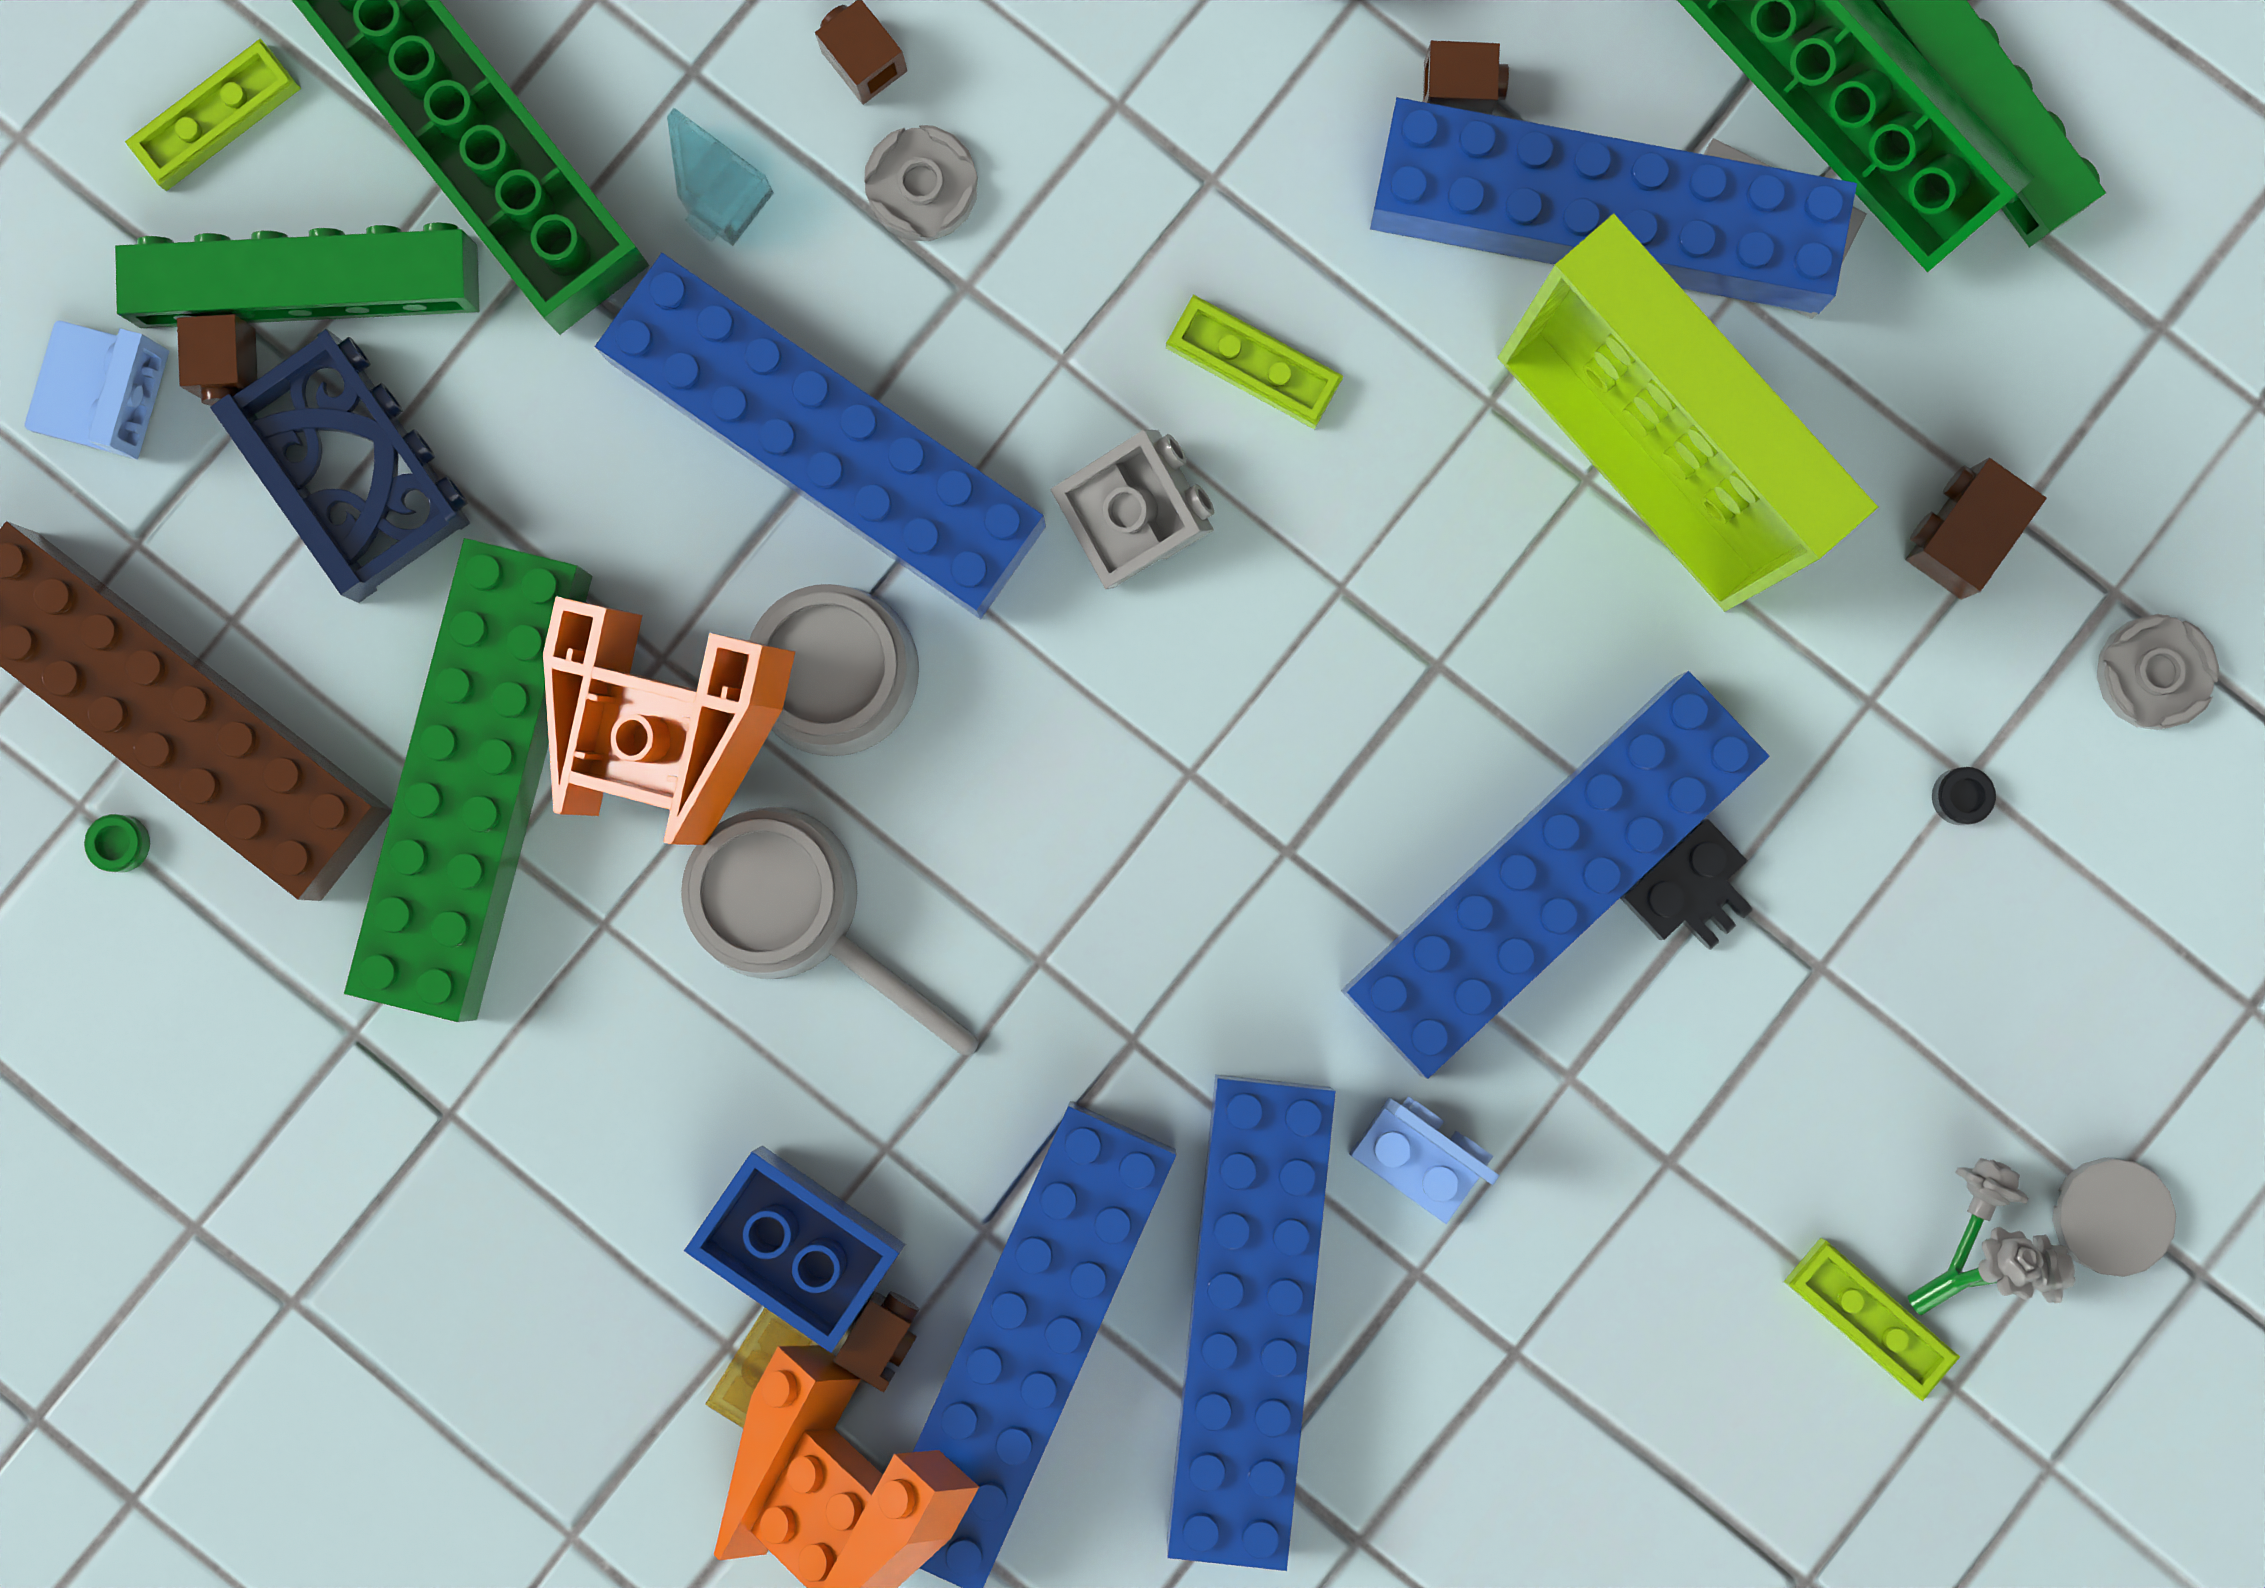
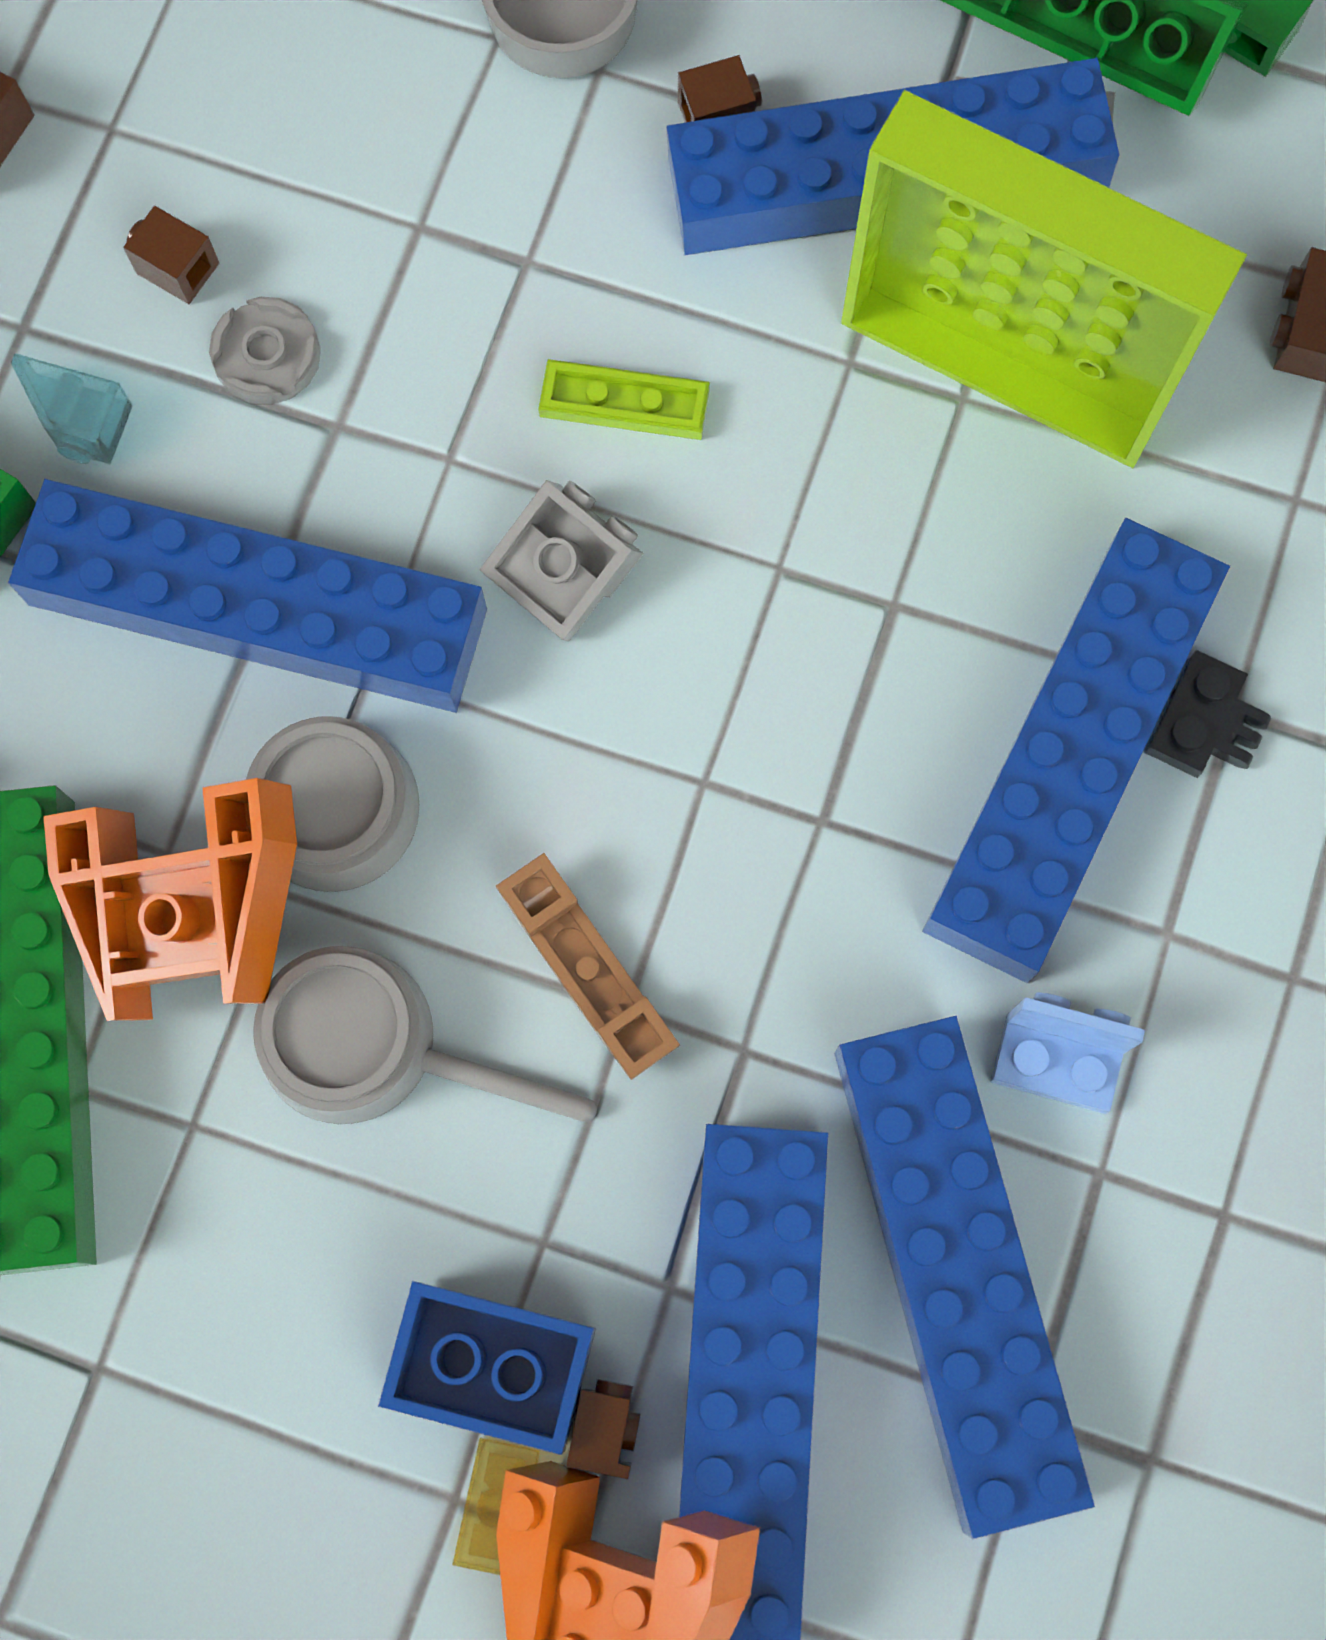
camera: 20 degrees left, 10 degrees down
(1015, 914) = (587, 967): none -> medium nougat slope

